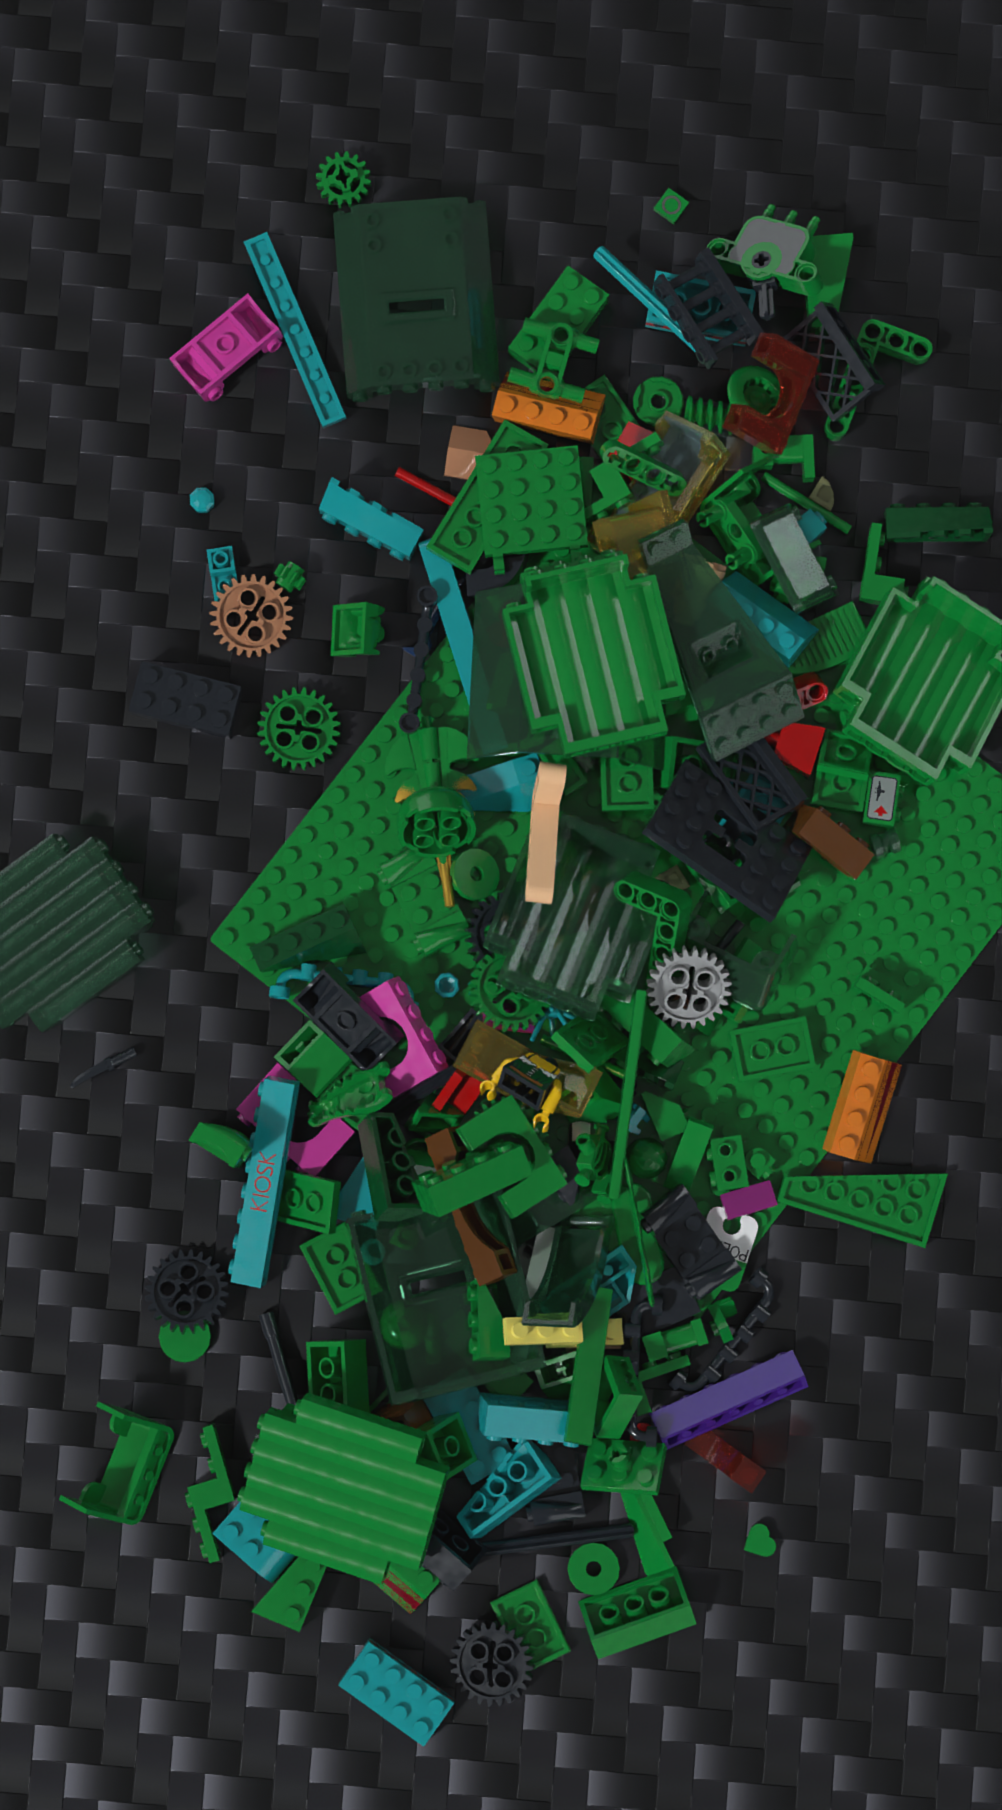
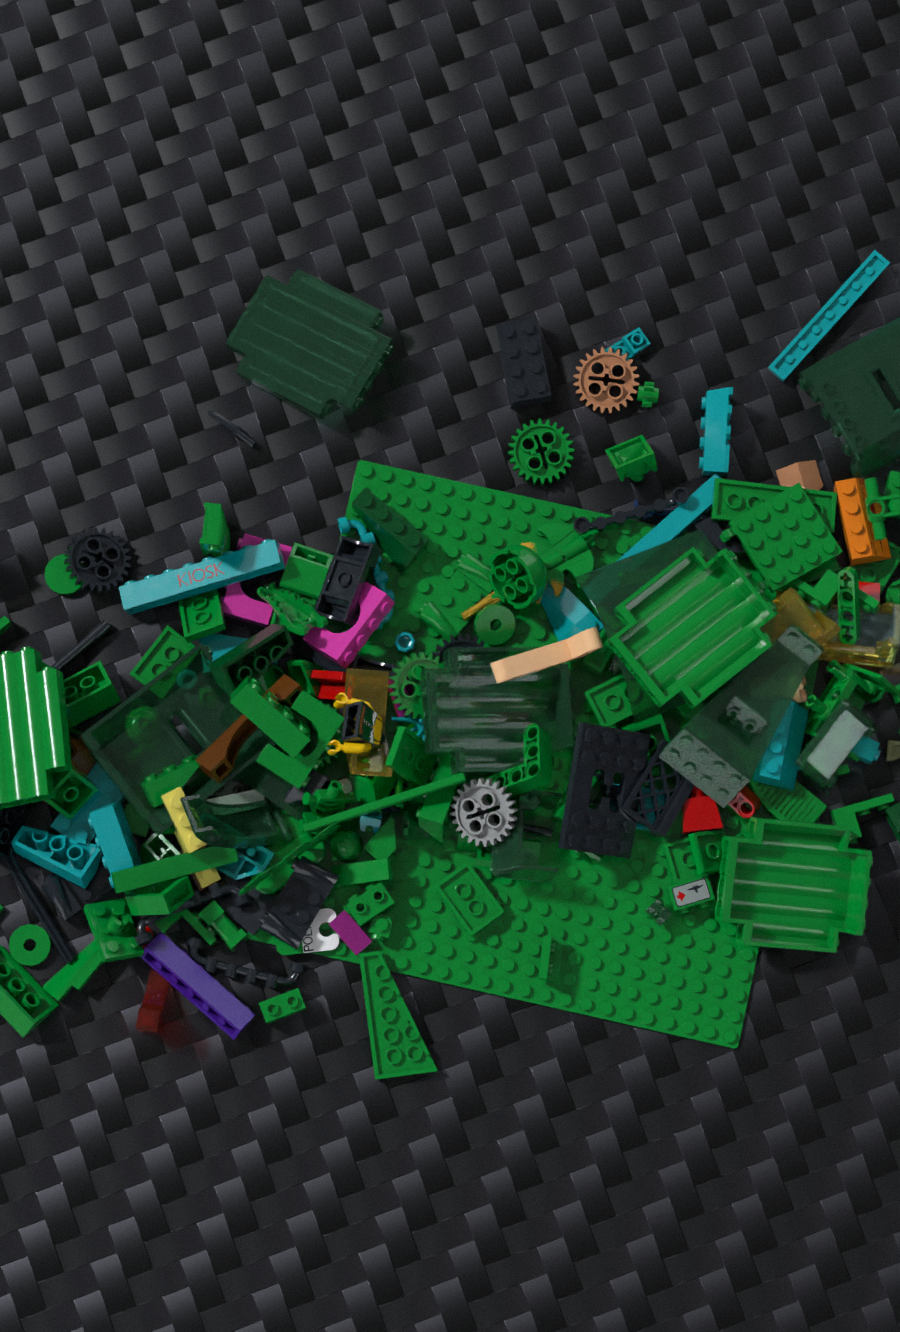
camera: 60 degrees right, 5 degrees down
(202, 500) = (673, 308): teal tile -> none
(226, 347) = (792, 272): dark pink piece -> none
(425, 486) = (761, 459): red bar -> none
(674, 877) = (560, 770): olive tile -> none
(719, 1312) = (258, 950): green bracket -> none
(759, 1541) = (104, 1057): green tile -> none
(795, 1314) = (282, 1006): none -> green brick
(805, 502) = (884, 740): green bar -> none
(830, 840) = (642, 869): reddish brown wedge -> none
(861, 1107) = (457, 985): orange slope -> none

